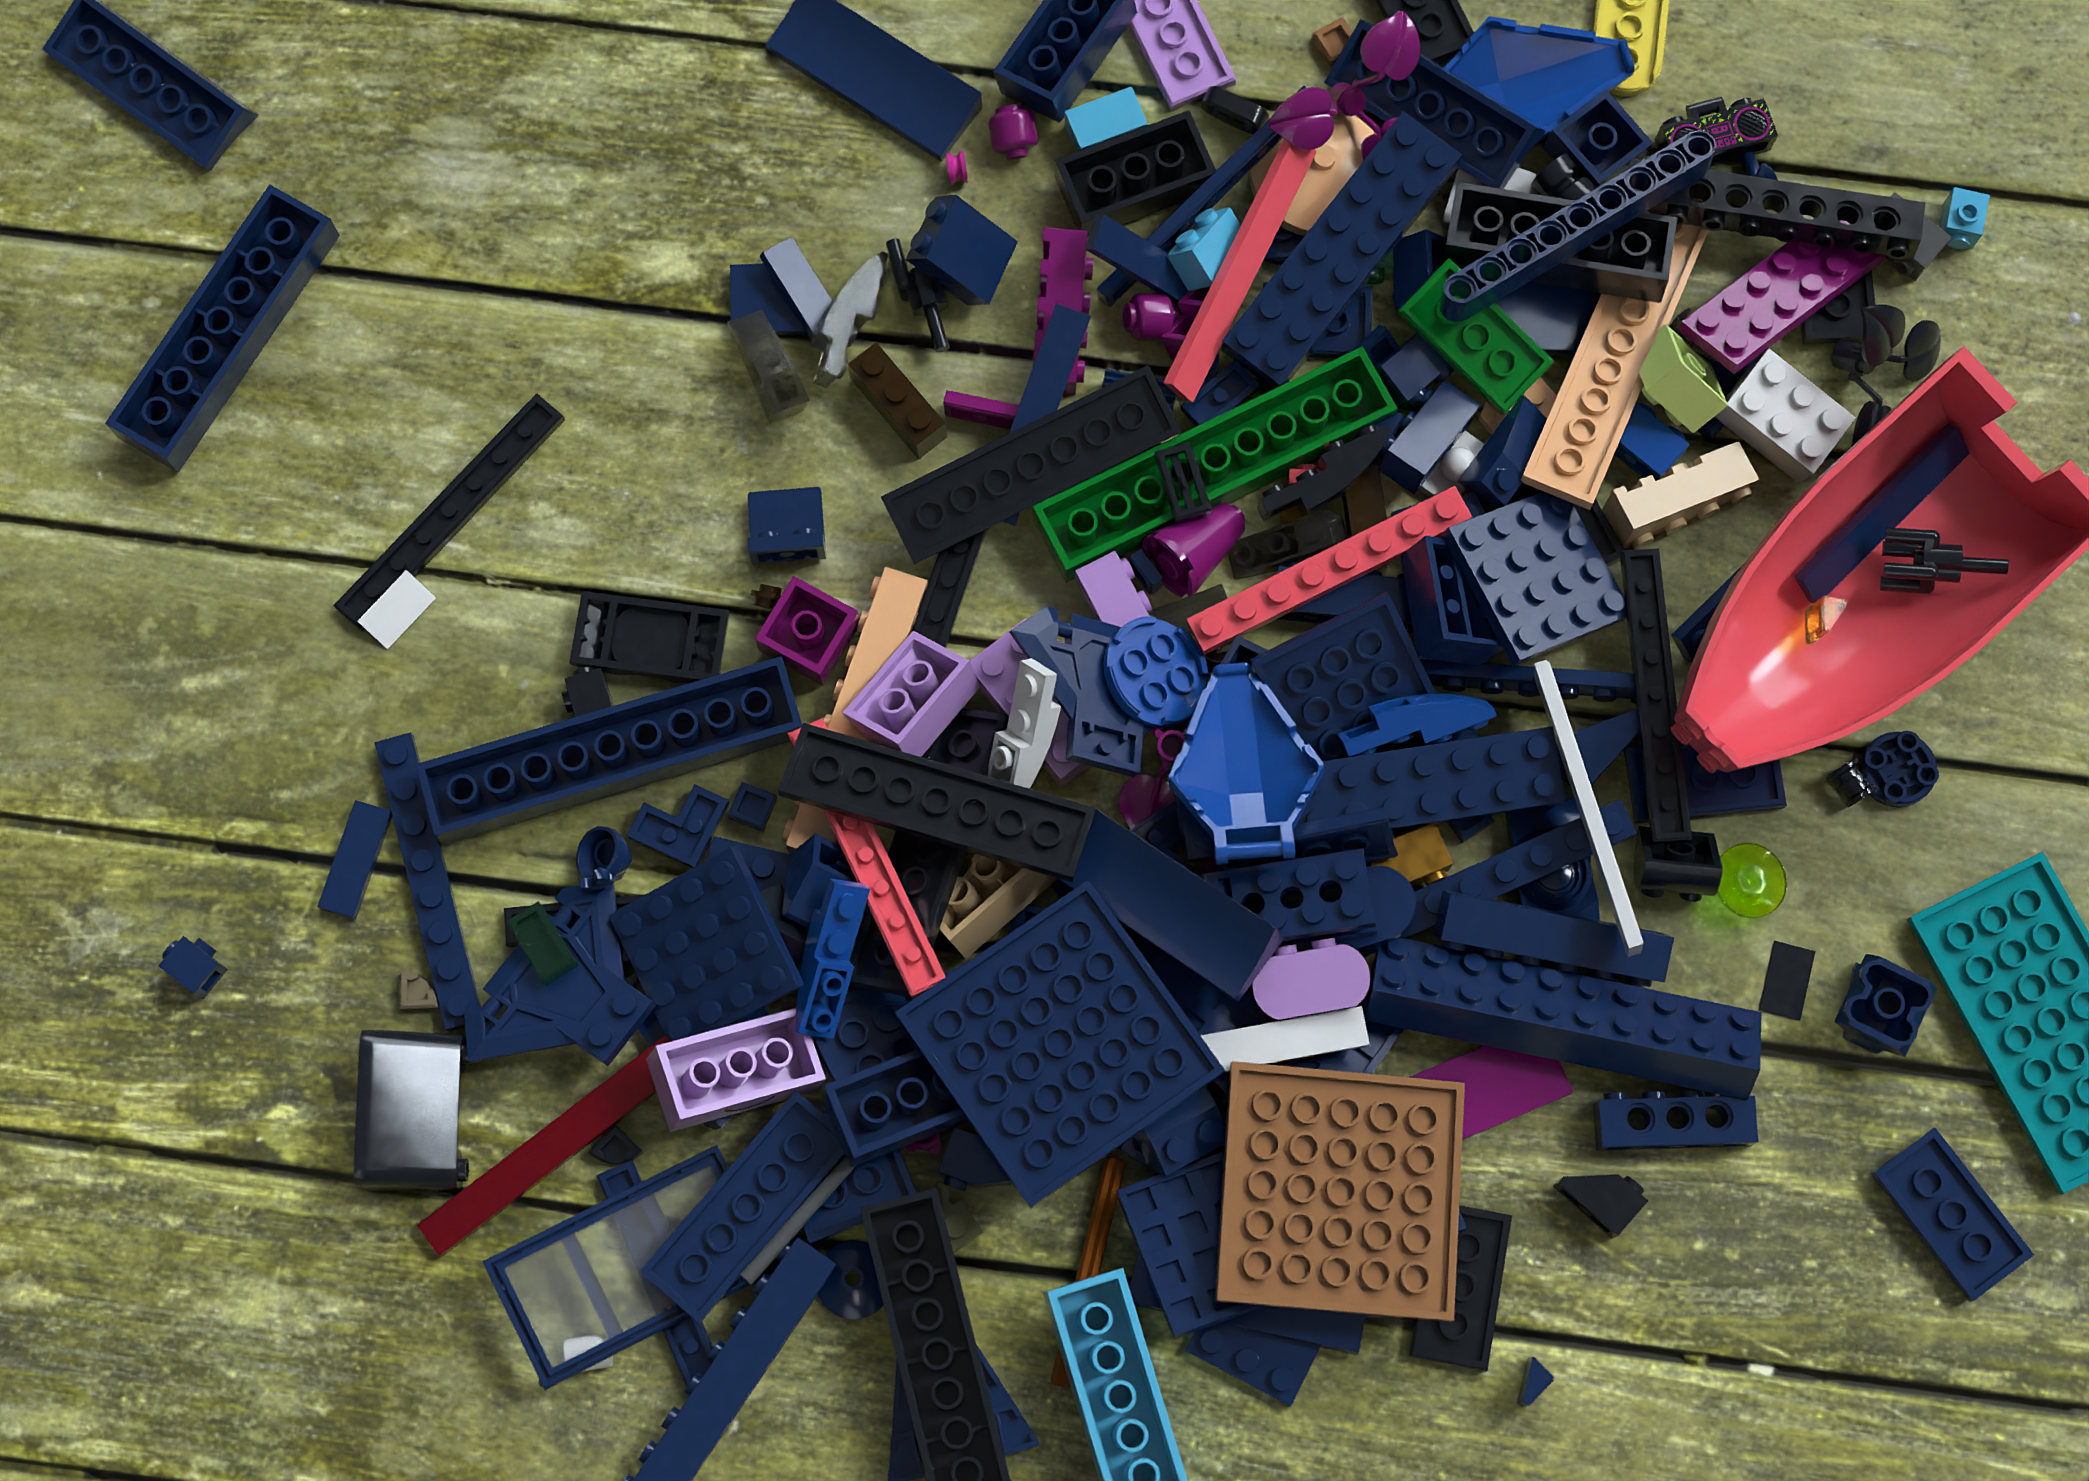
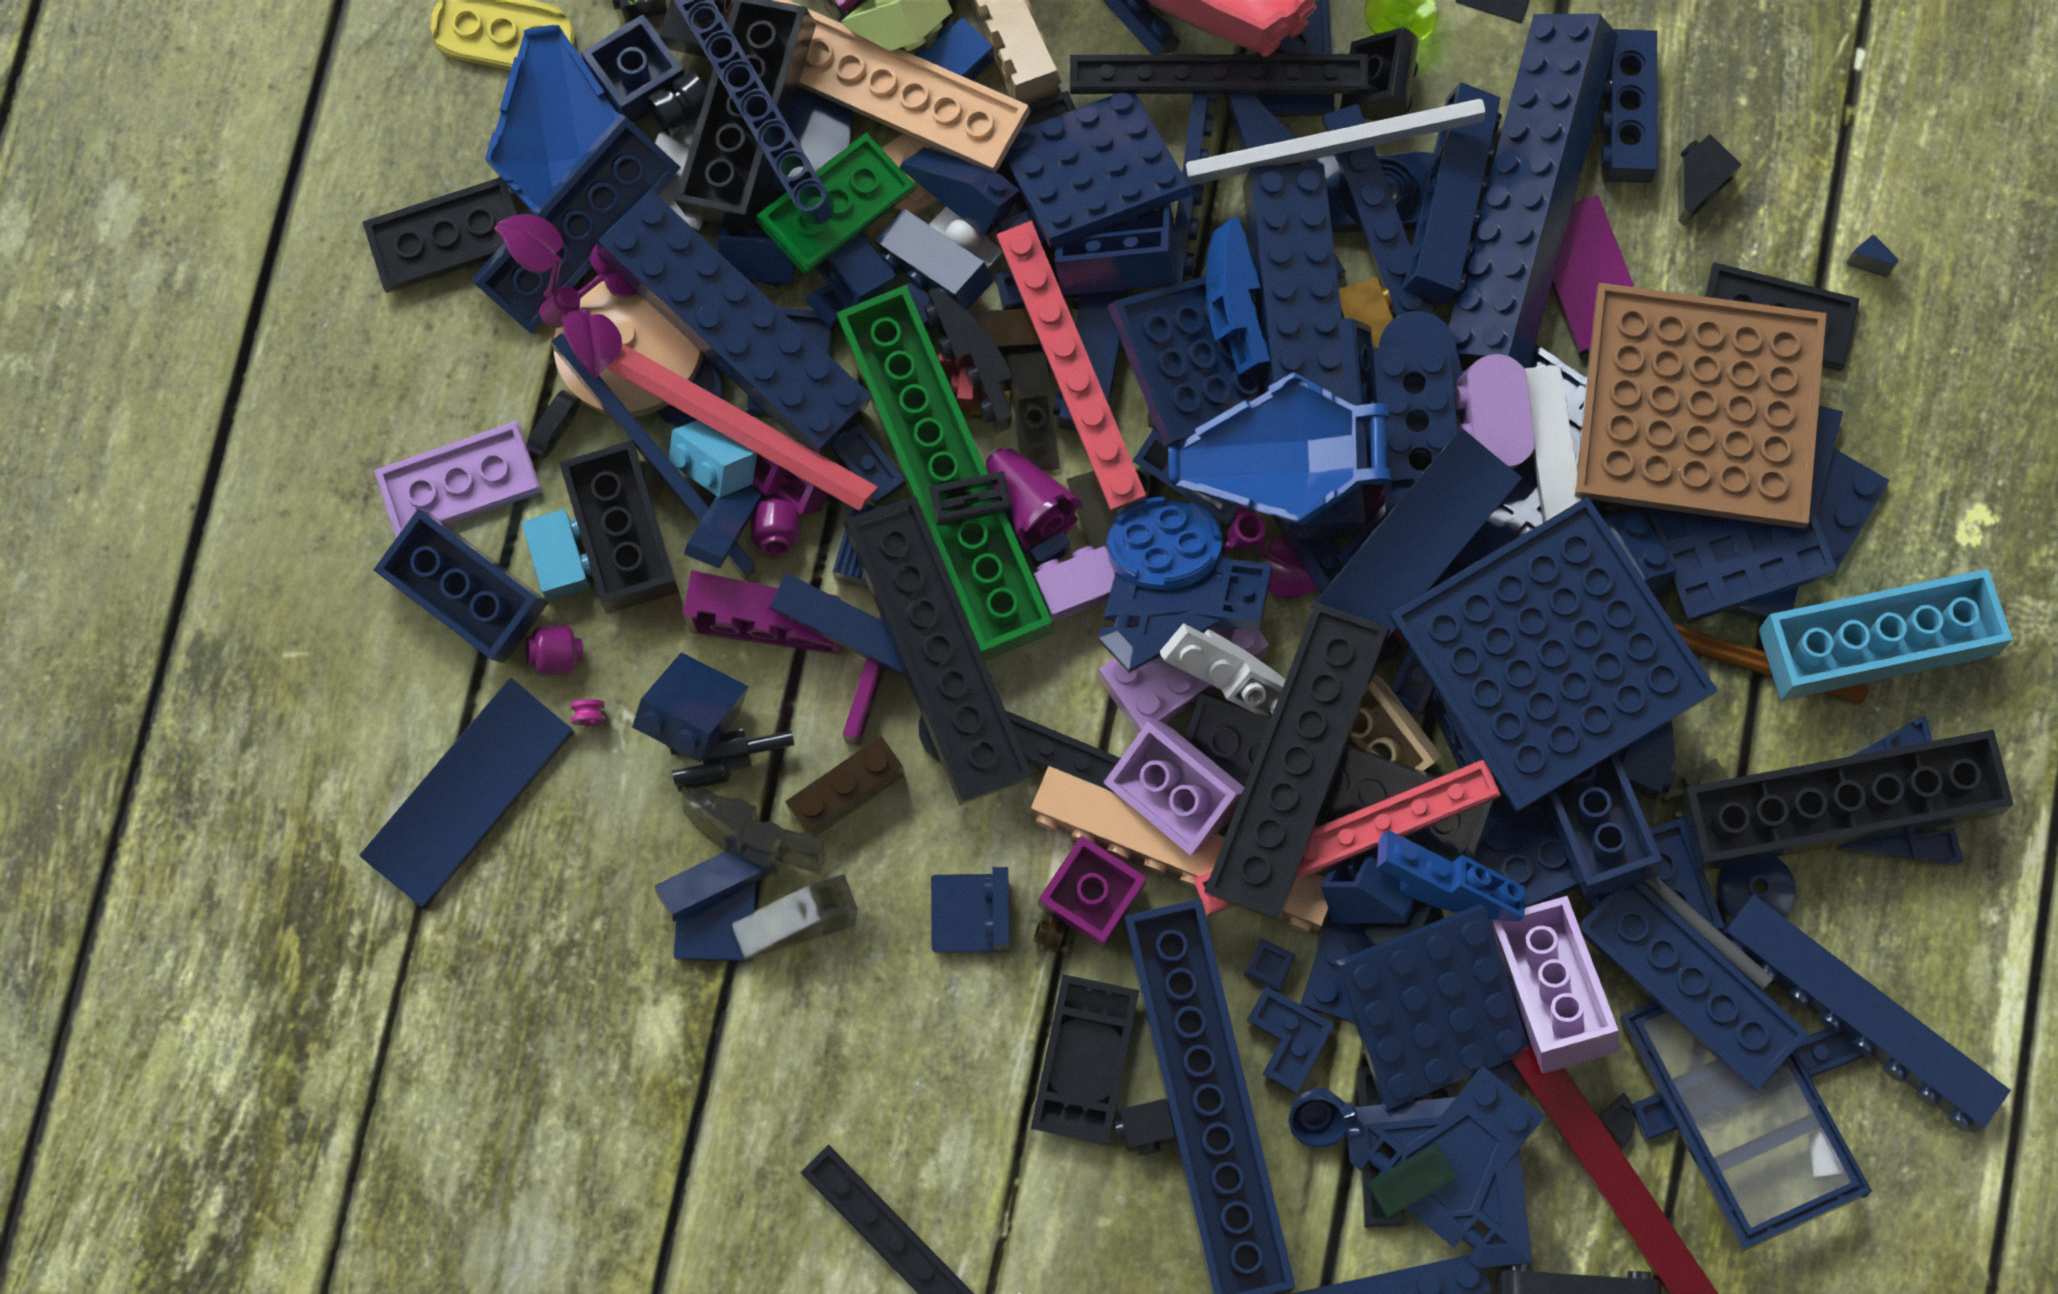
camera: 85 degrees left, 0 degrees up
(1332, 39) = (483, 319): medium nougat tile -> none

